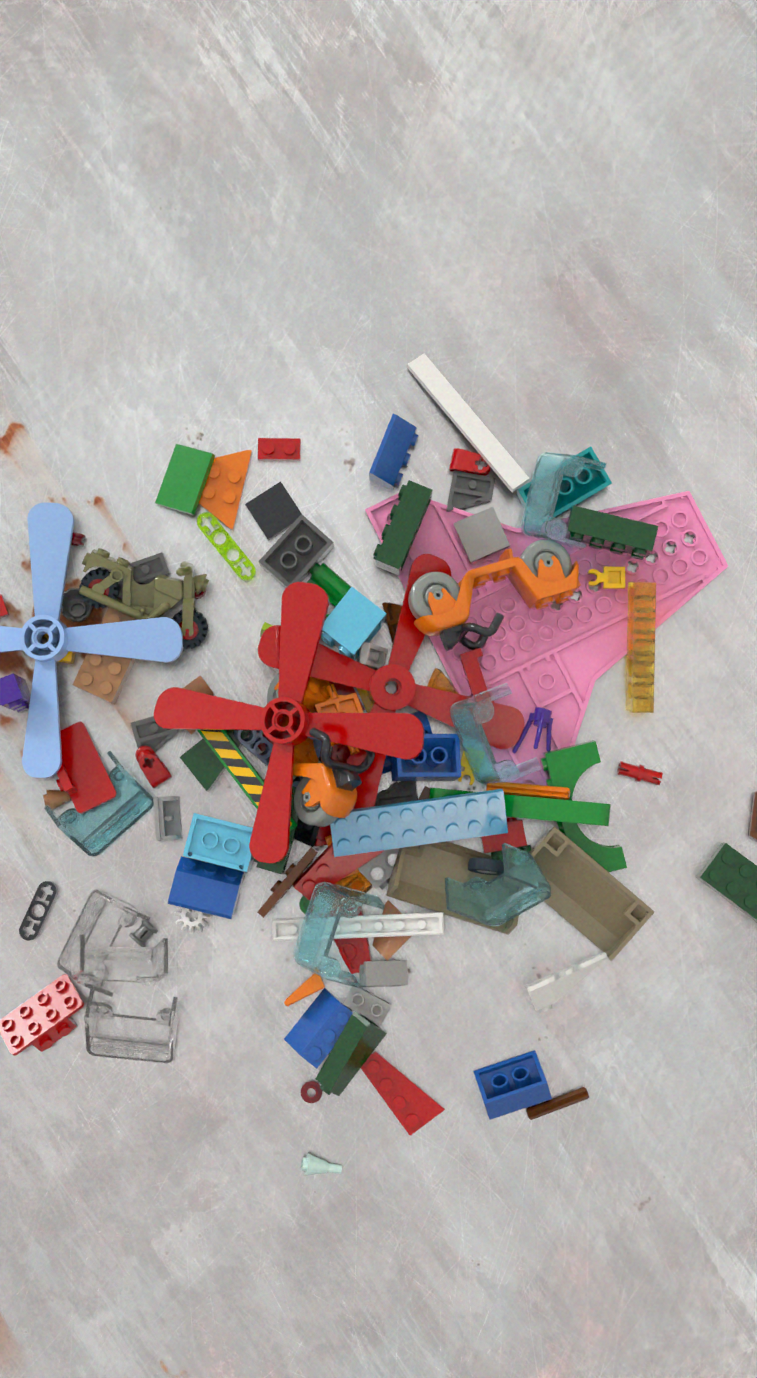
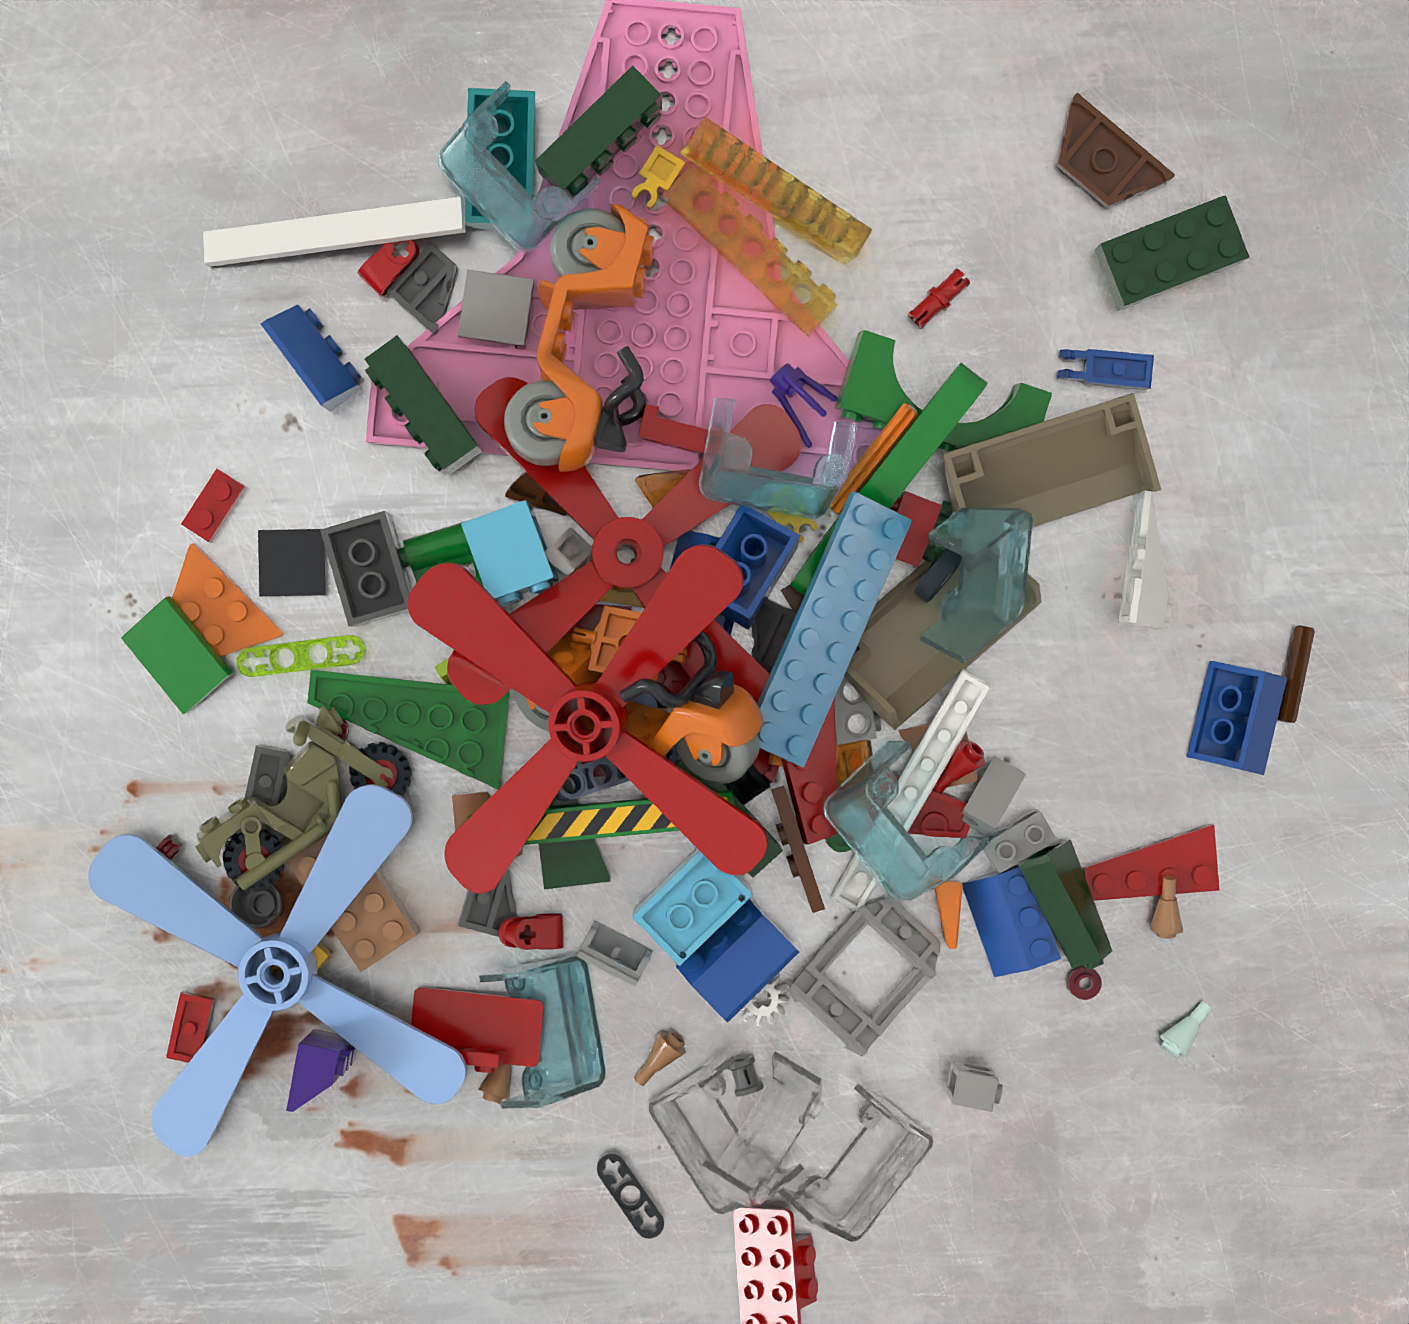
camera: 65 degrees left, 5 degrees up
(130, 880) = (665, 1050): none -> medium nougat cone
(211, 961) = (834, 1007): none -> light grey wedge
(215, 1064) = (973, 1086): none -> light grey brick
(232, 633) = (422, 718): none -> green wing
(376, 1115) = (1167, 916): none -> medium nougat cone
(394, 945) = (964, 760): none -> red cone
(618, 601) = (699, 183): none -> clear yellow brick
(661, 892) = (1110, 368): none -> blue hinge

